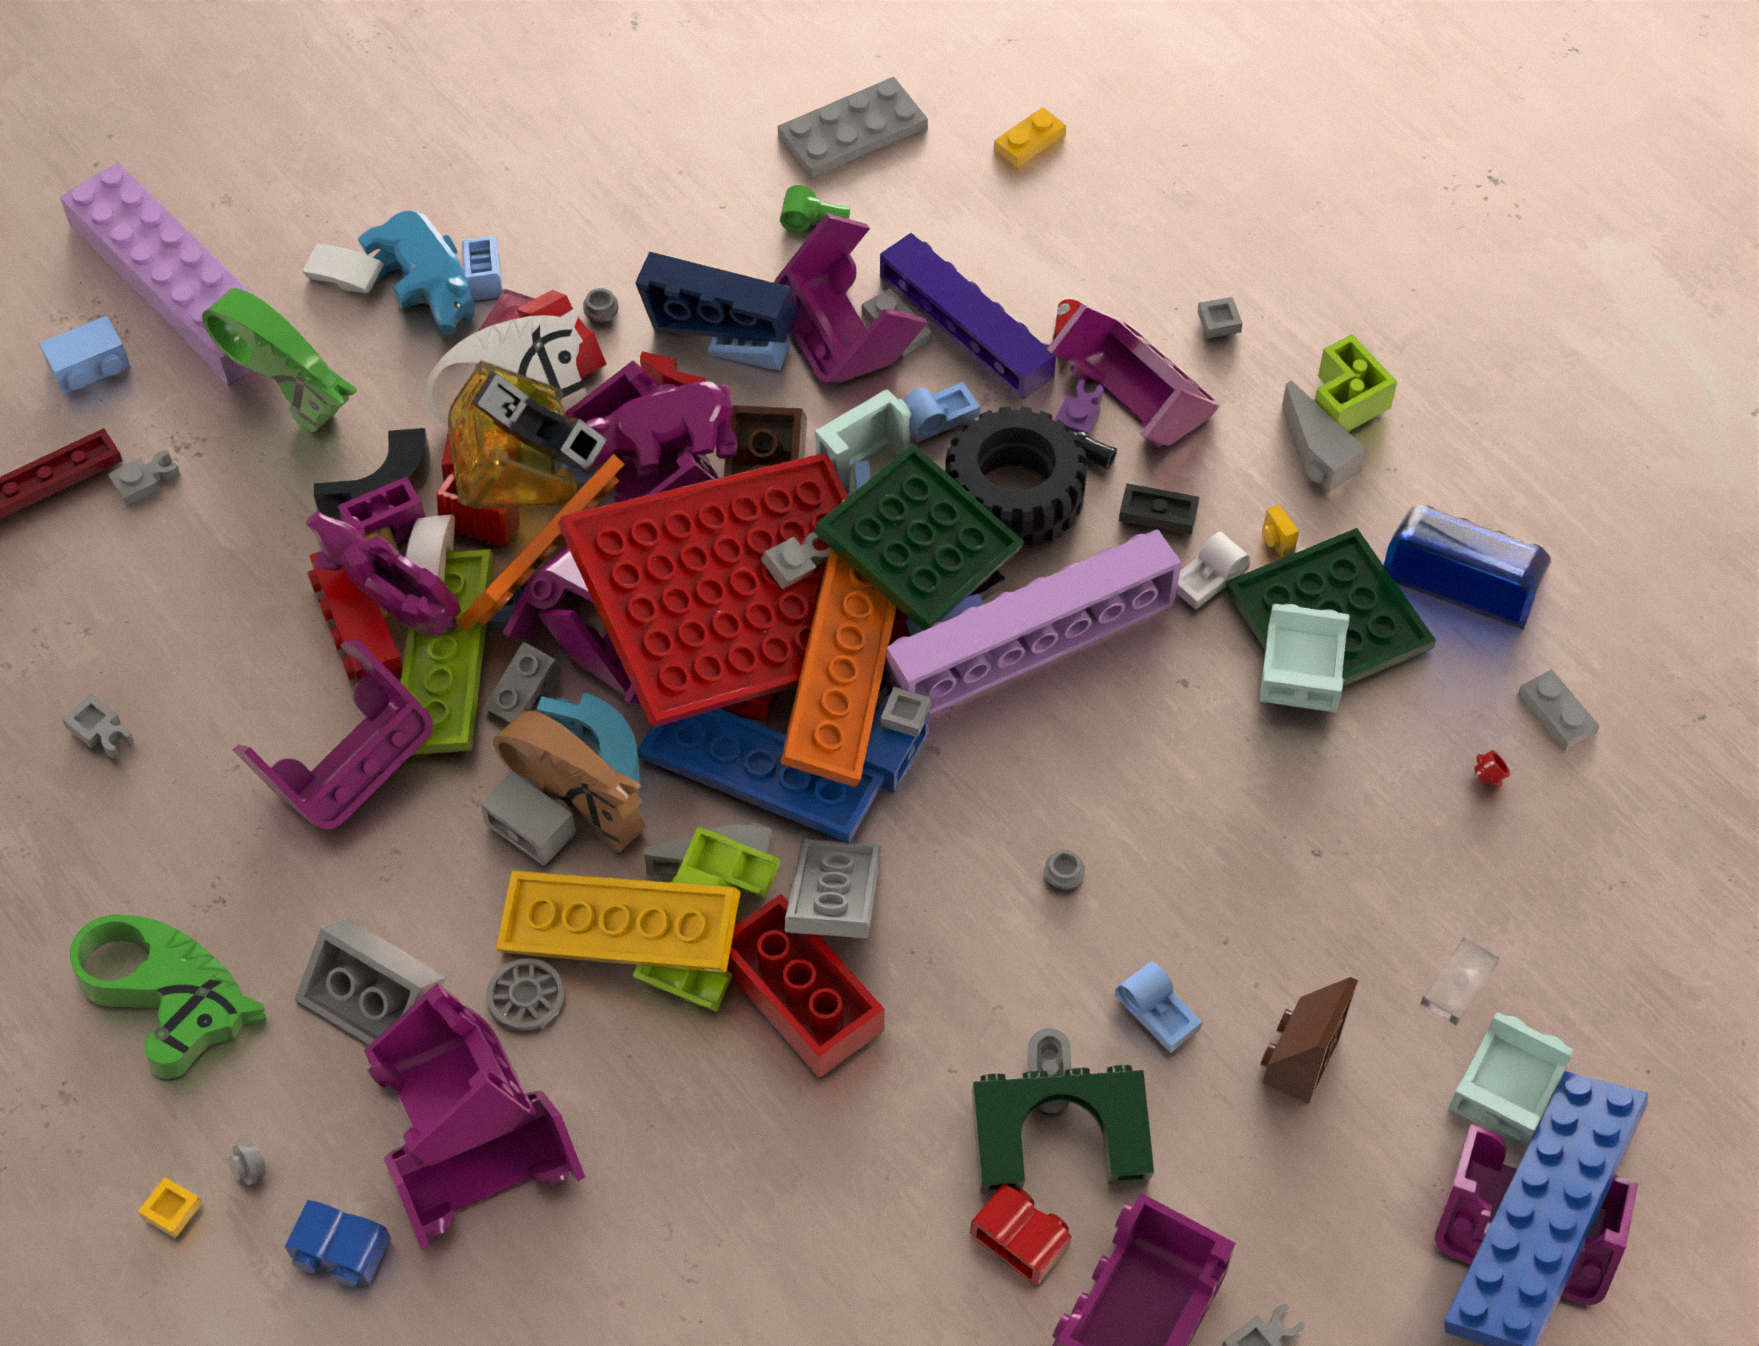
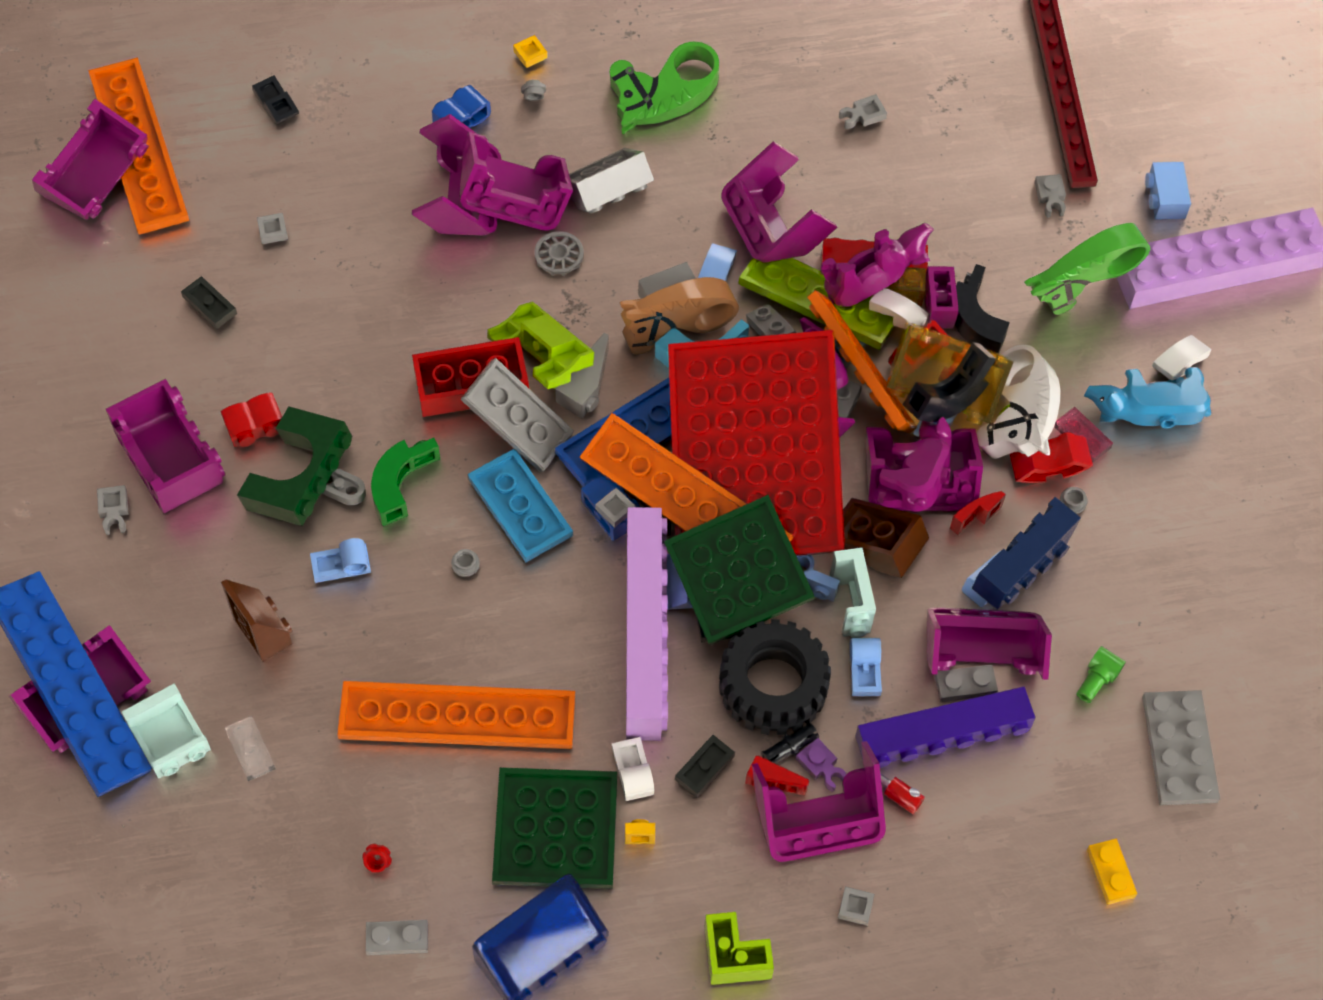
camera: 115 degrees right, 5 degrees up
(455, 787) = (718, 262): none -> light blue slope
(482, 270) = (1144, 450): light blue slope -> none
(619, 921) = (562, 297): yellow plate -> none
(793, 562) = (758, 481): light grey plate -> none
(947, 846) = (520, 505): none -> dark azure plate
(1001, 1014) = (390, 472): none -> green arch
(1132, 447) = (778, 777): none -> red slope
(1269, 780) = (457, 715): none -> orange plate
(1304, 657) = (520, 776): light aqua panel -> none
(1324, 446) = (690, 903): light grey slope -> none

